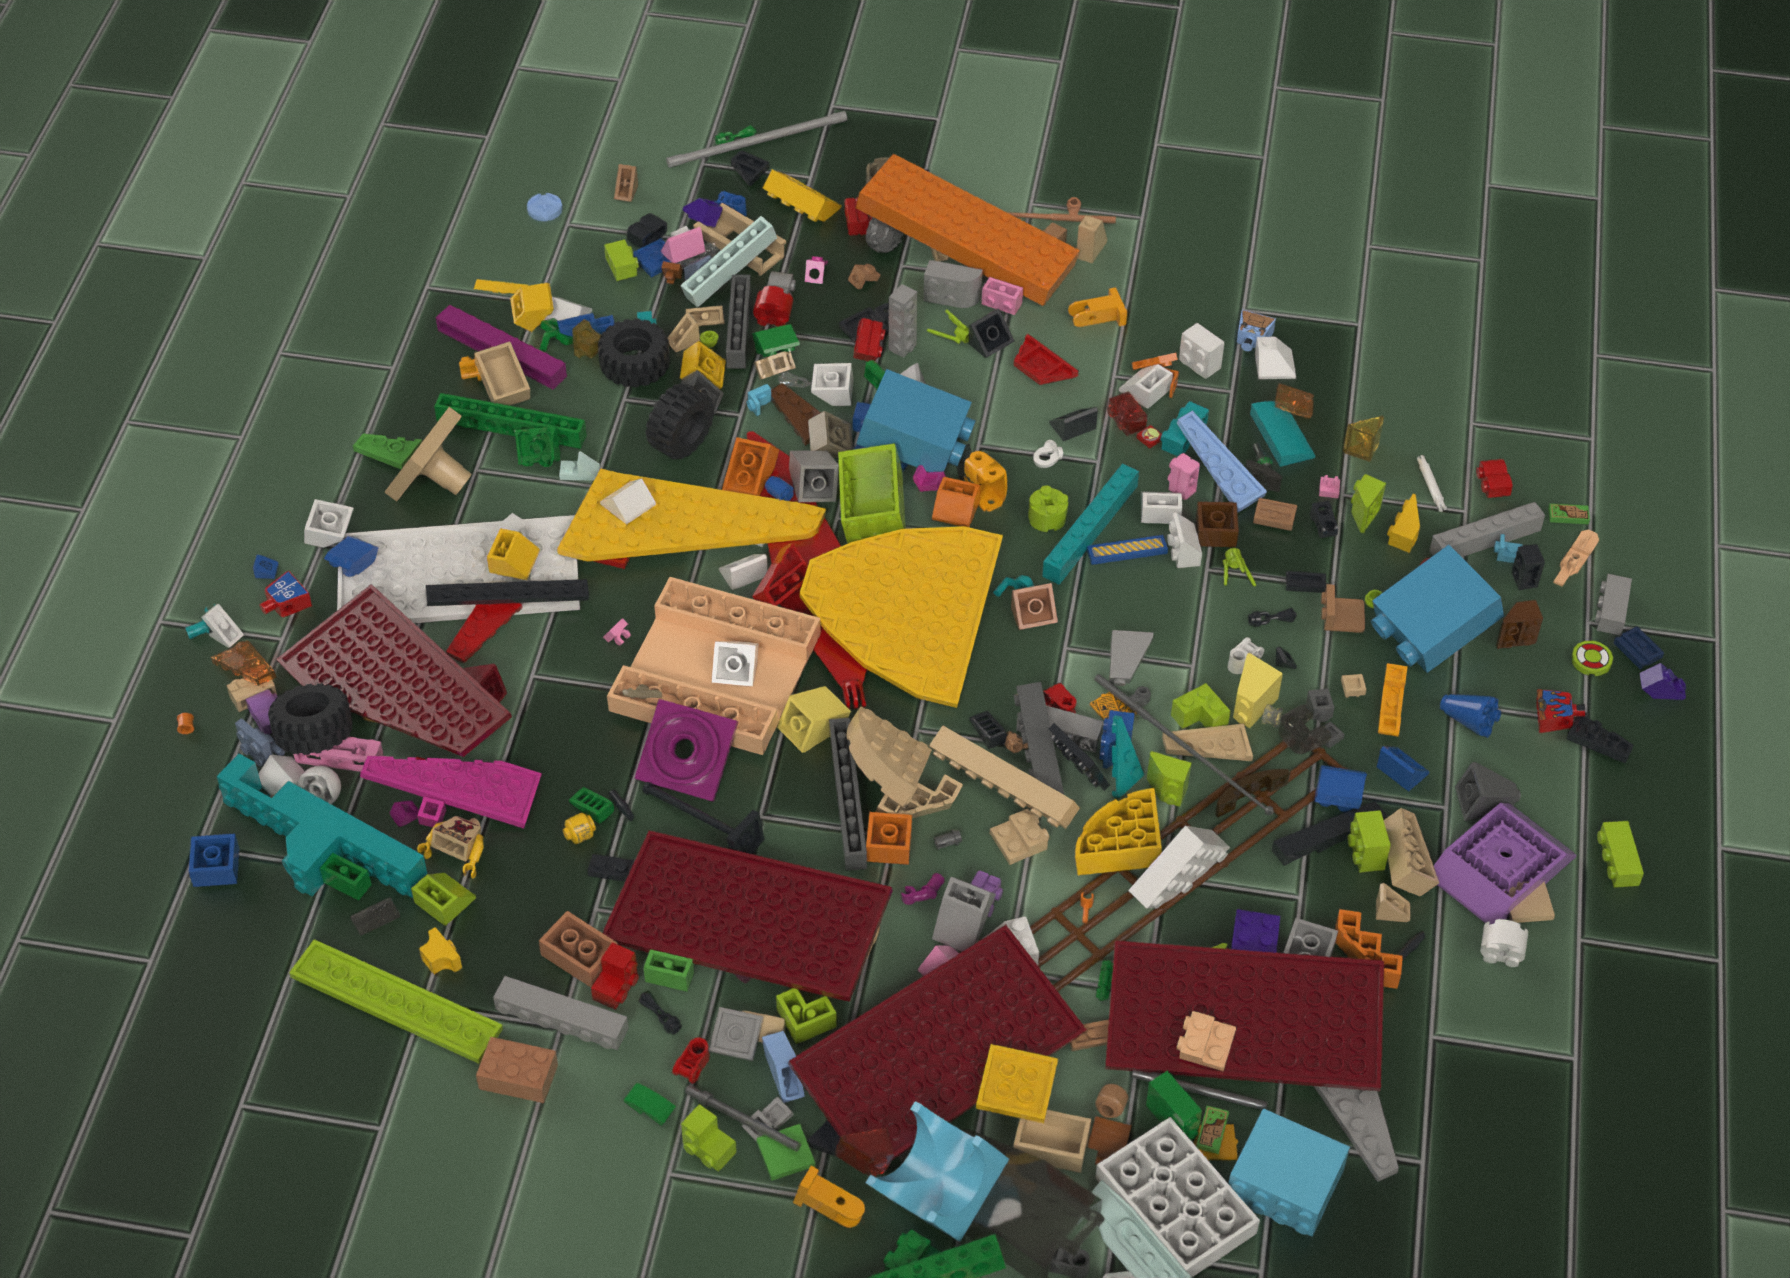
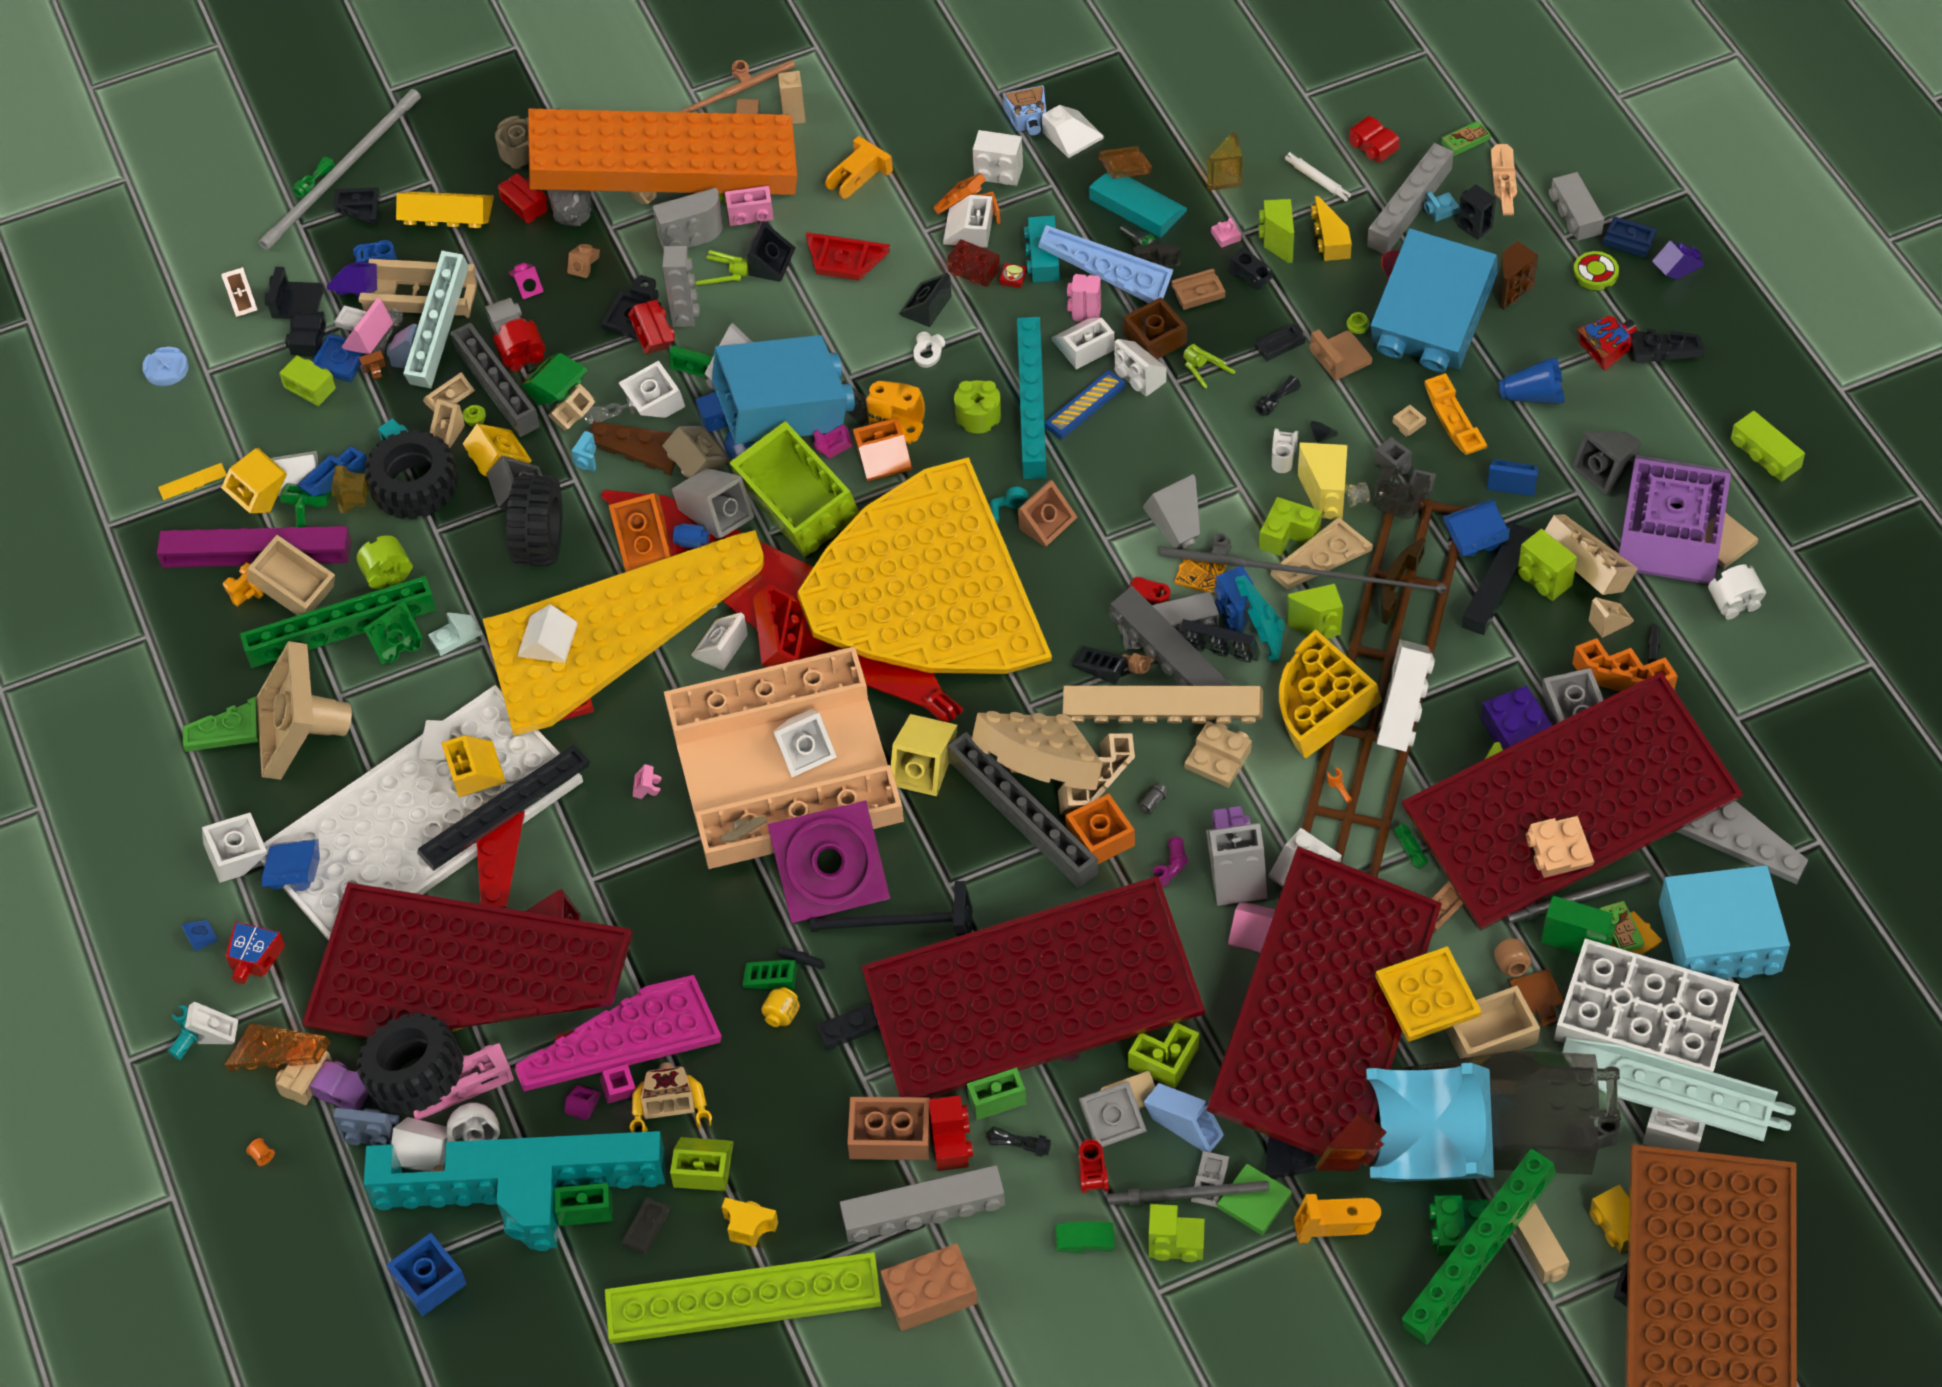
camera: 30 degrees left, 5 degrees up
(568, 398) = (384, 562): none -> lime brick
(653, 200) = (289, 297): none -> black bracket

